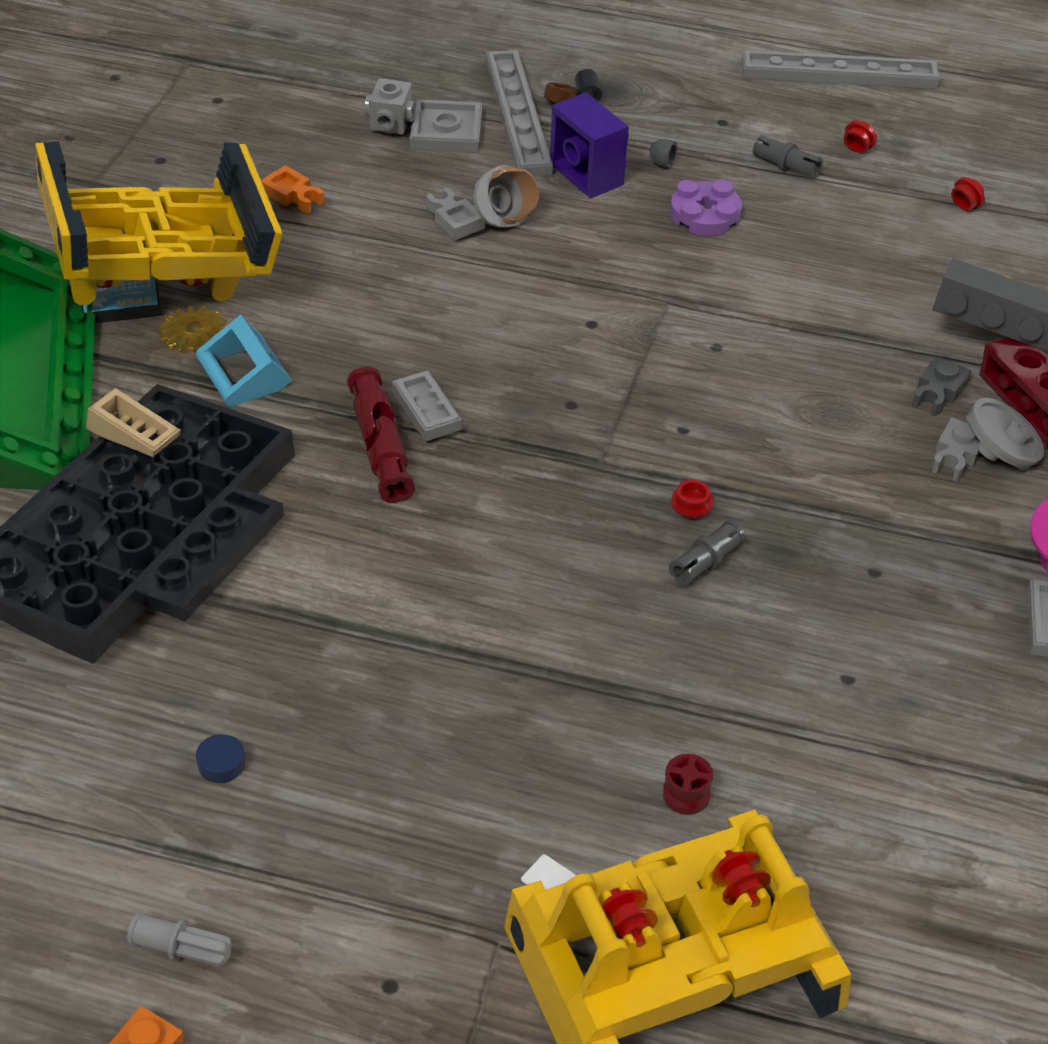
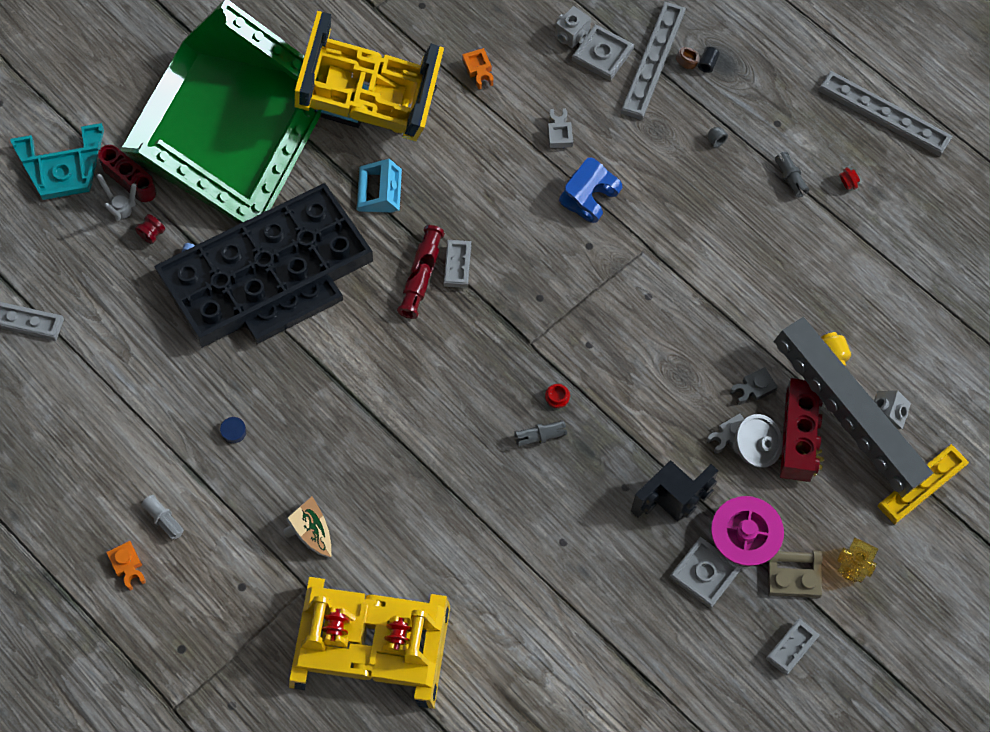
camera: 30 degrees right, 20 degrees up
(113, 413) = (292, 192): tan slope -> none
(175, 327) = (367, 156): clear yellow gear -> none
(450, 836) = (310, 527): none -> shield
(505, 196) = (591, 133): light grey piece -> none
(542, 258) = (589, 179): none -> blue piece
(548, 871) = (345, 573): white sticker -> none
(588, 145) = (667, 116): dark purple brick -> none
(679, 776) = (434, 555): dark red wheel -> none
(692, 198) = (717, 178): medium lavender plate -> none
(959, 529) = (674, 491): none -> black bracket
(968, 194) = (881, 257): red plate -> none

